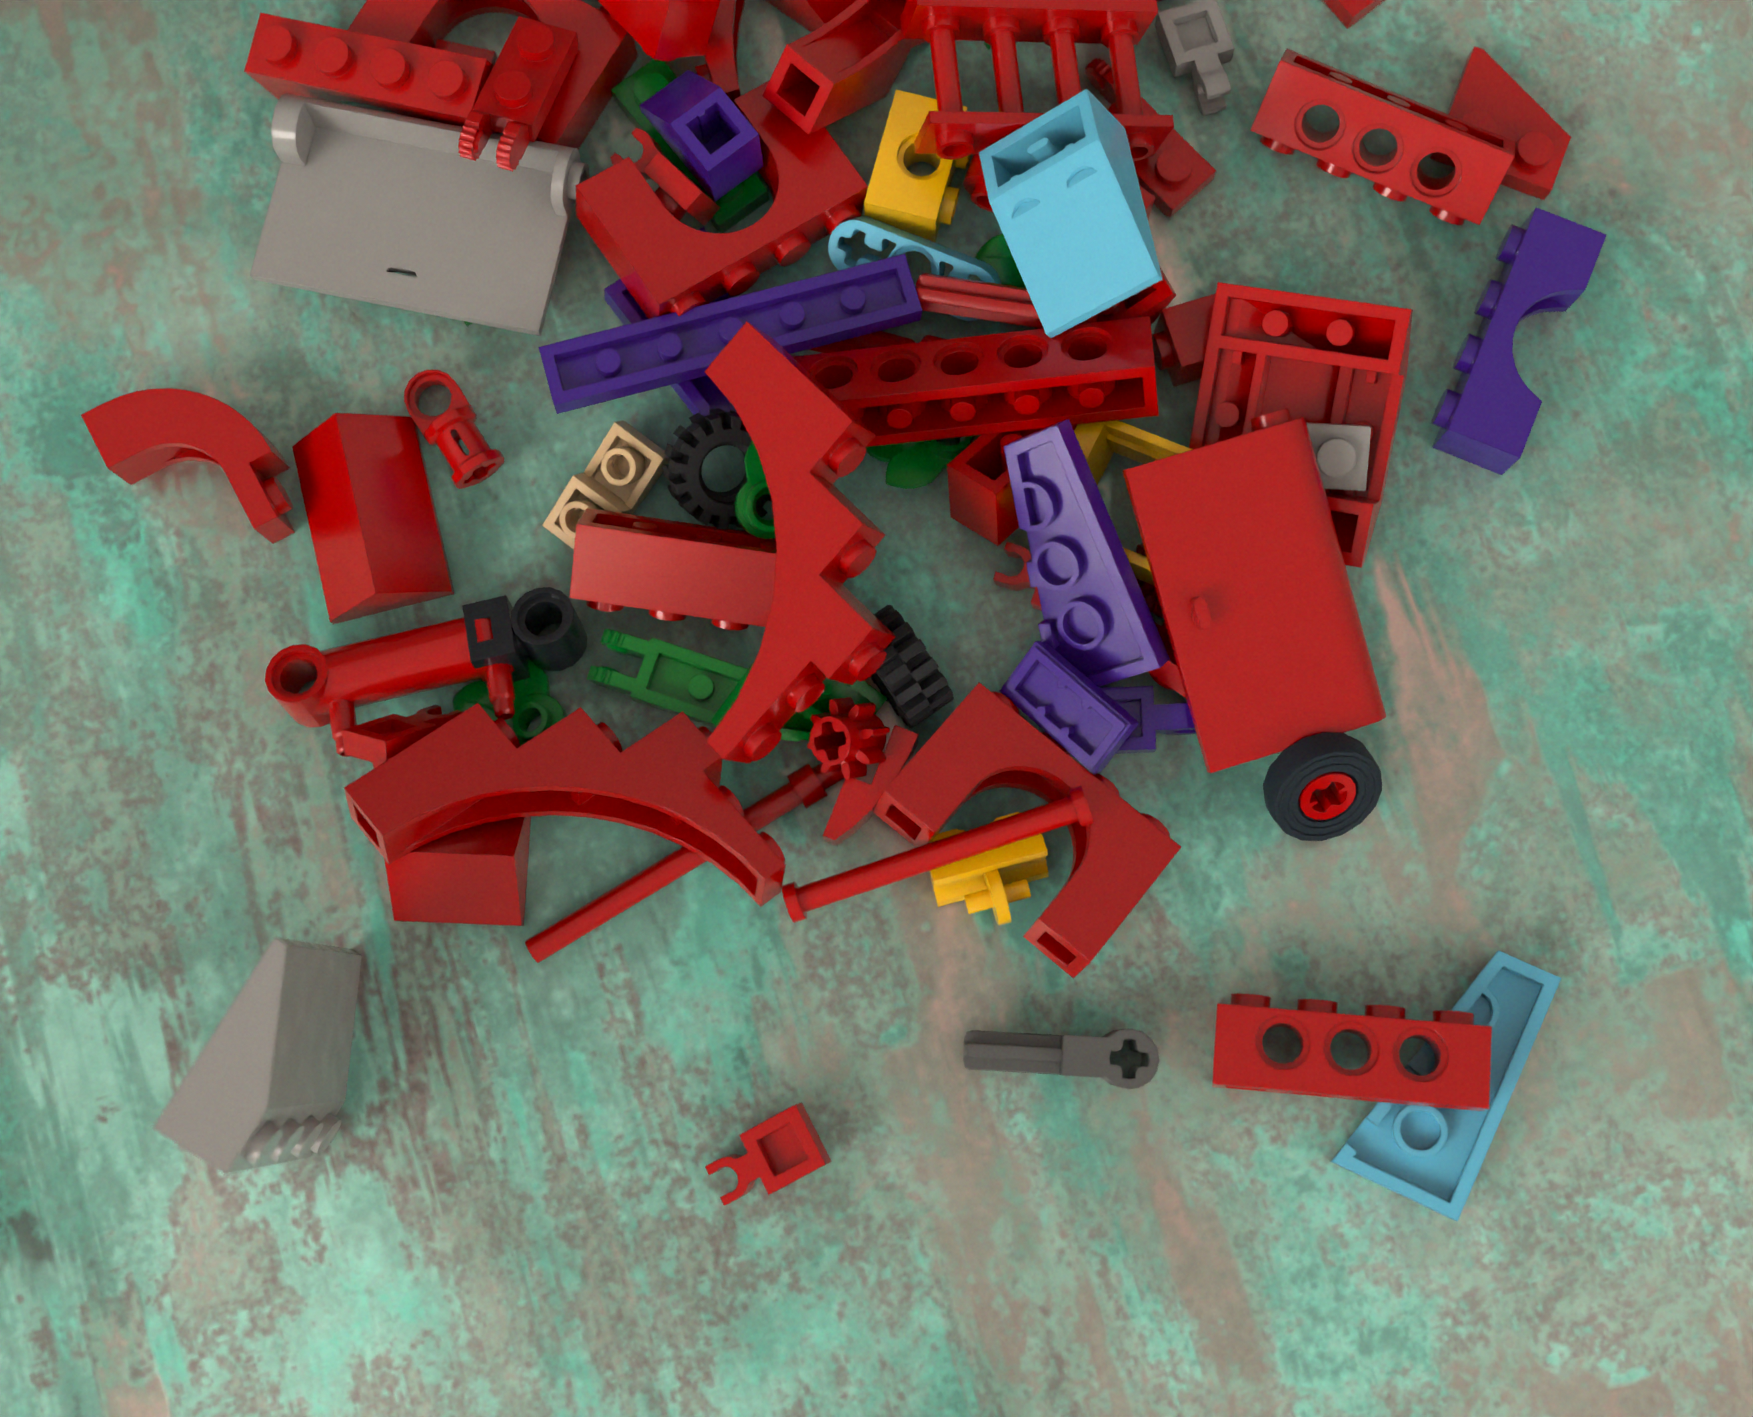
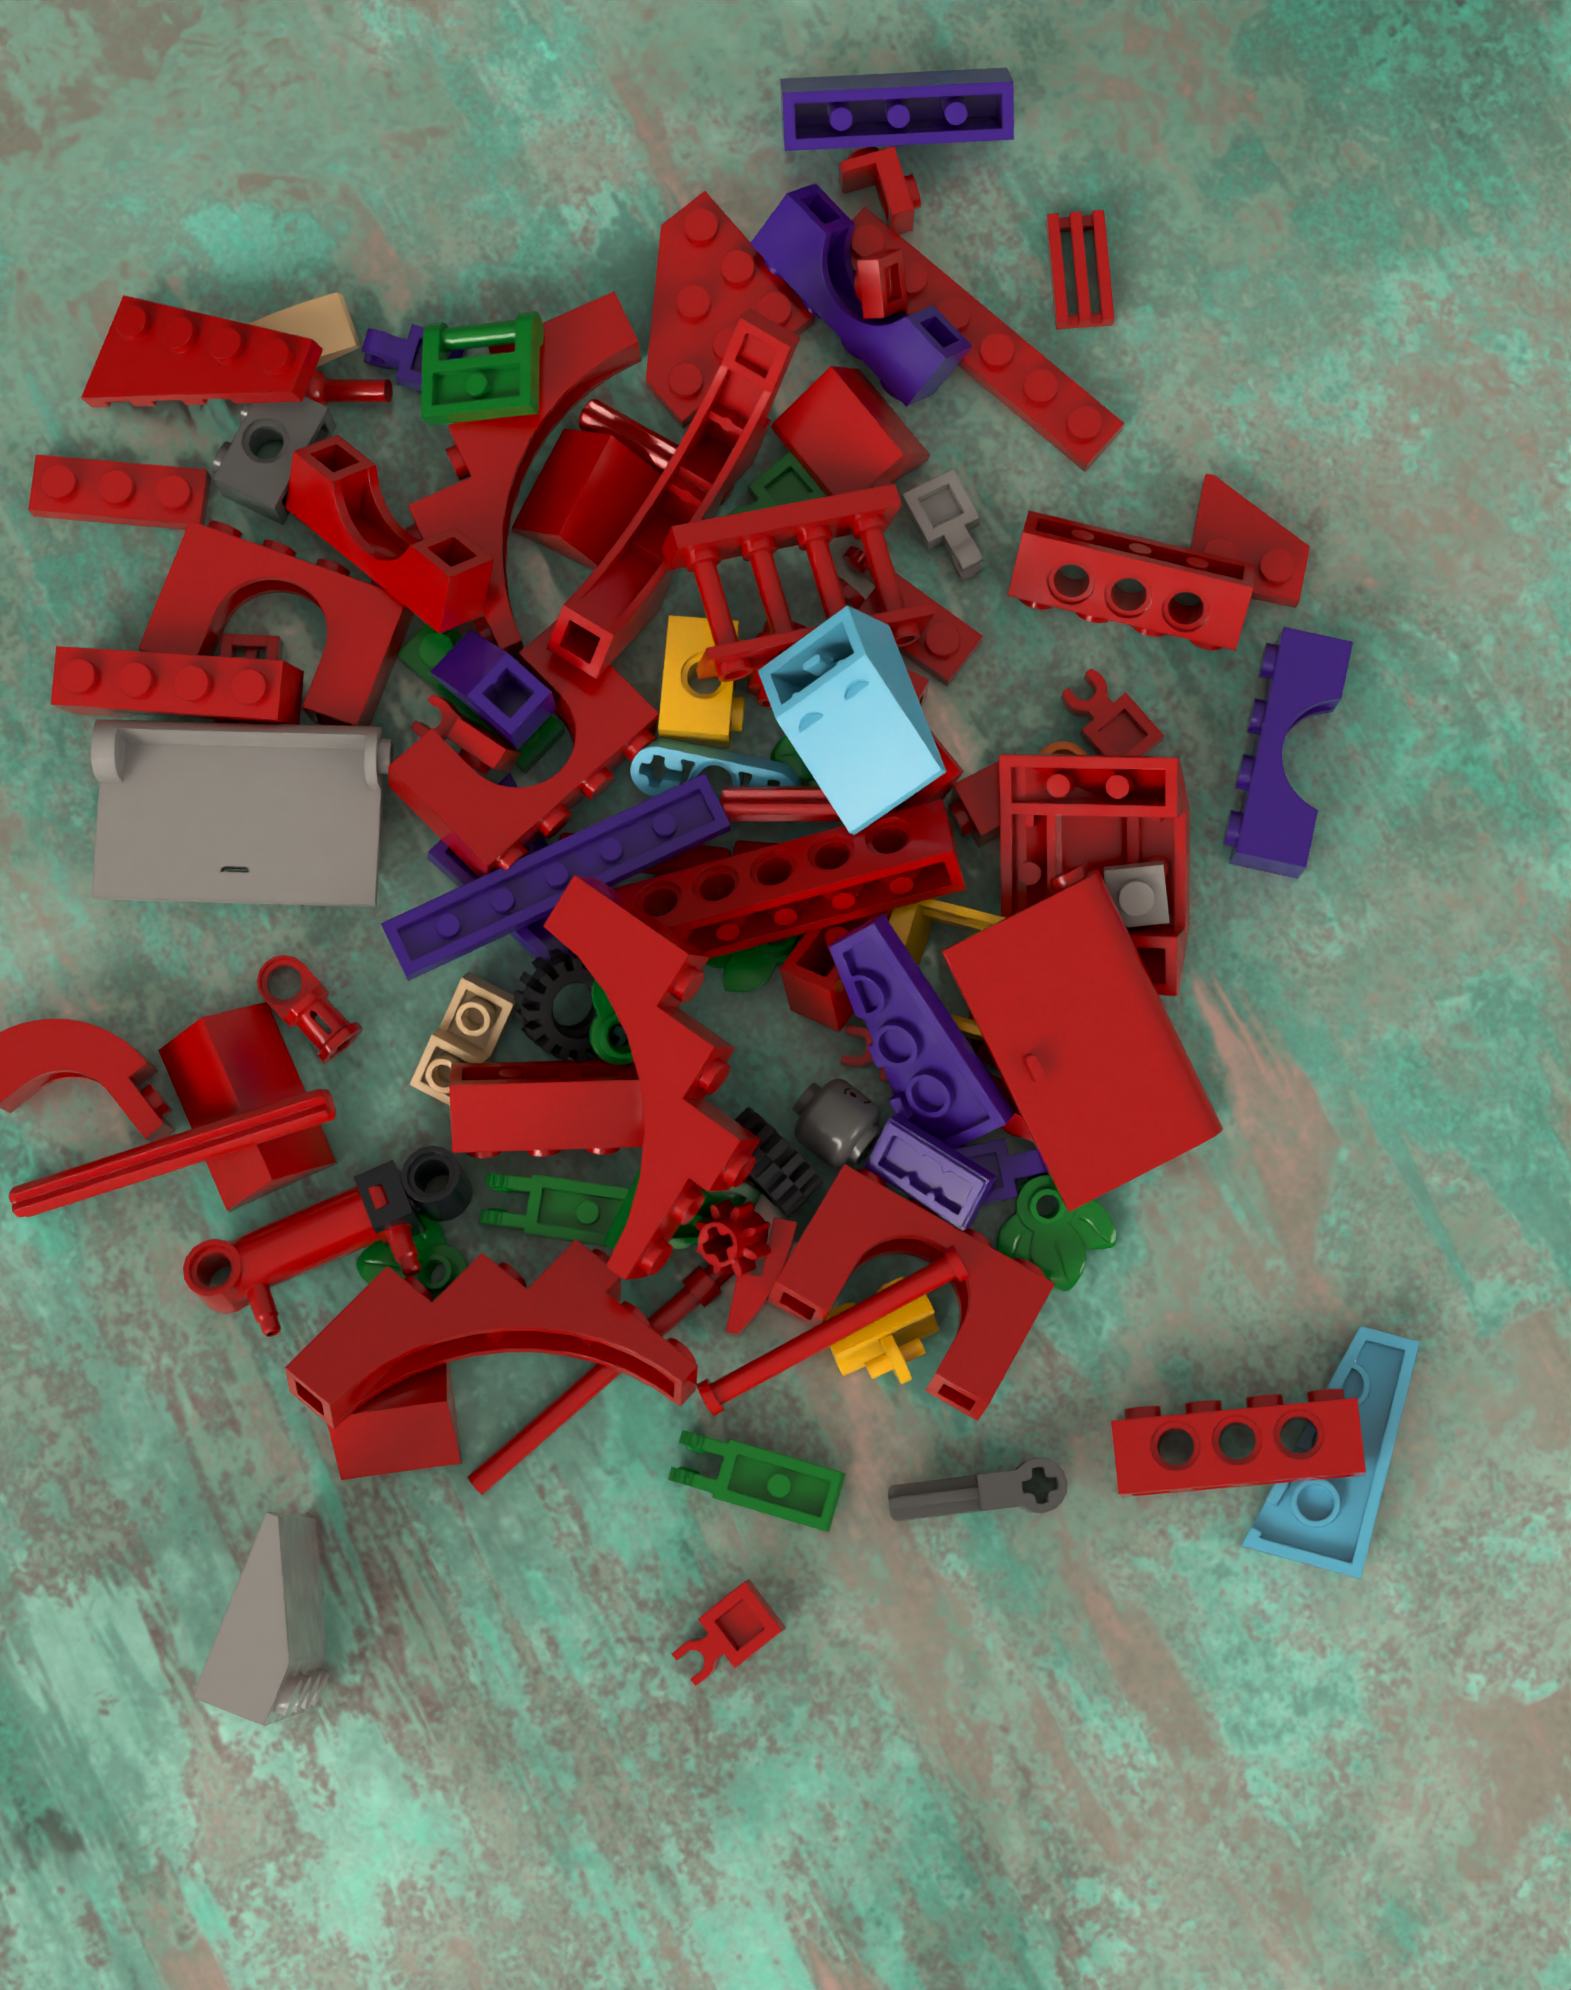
camera: 10 degrees left, 0 degrees up
(281, 547) = (173, 1153): none -> red axle
(389, 735) = (314, 1309): red plate -> none
(519, 91) = (318, 681): red hinge -> none
(837, 1002) = (765, 1481): none -> green hinge
(978, 639) = (837, 1122): none -> dark grey head
(1188, 802) = (1054, 1240): none -> green plate
(1322, 786) = (1162, 1188): black bush -> none
(1334, 276) = (1113, 726): none -> red plate

